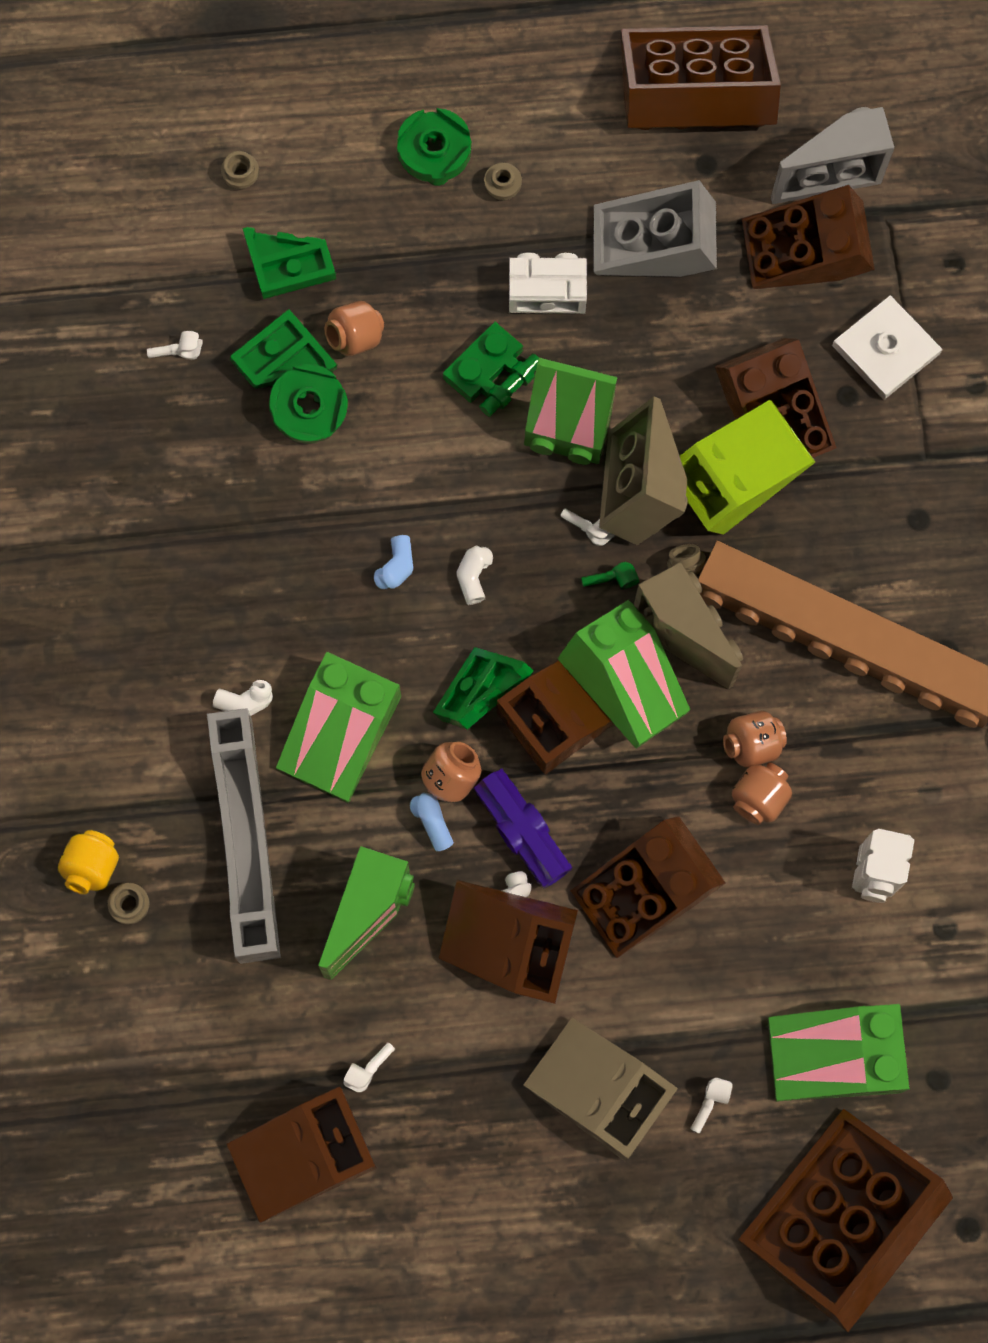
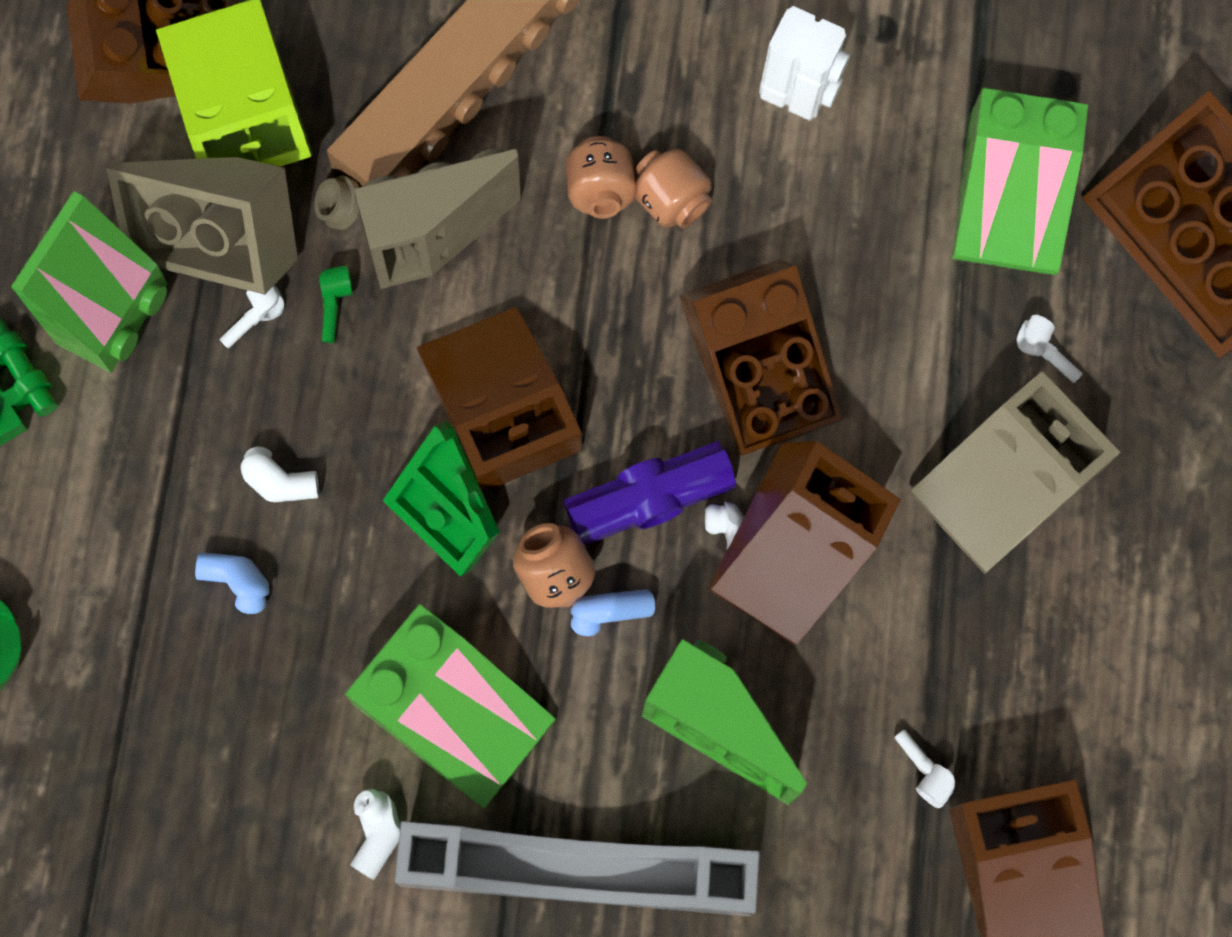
camera: 80 degrees left, 0 degrees up
(626, 673) = (475, 309): bright green slope -> none

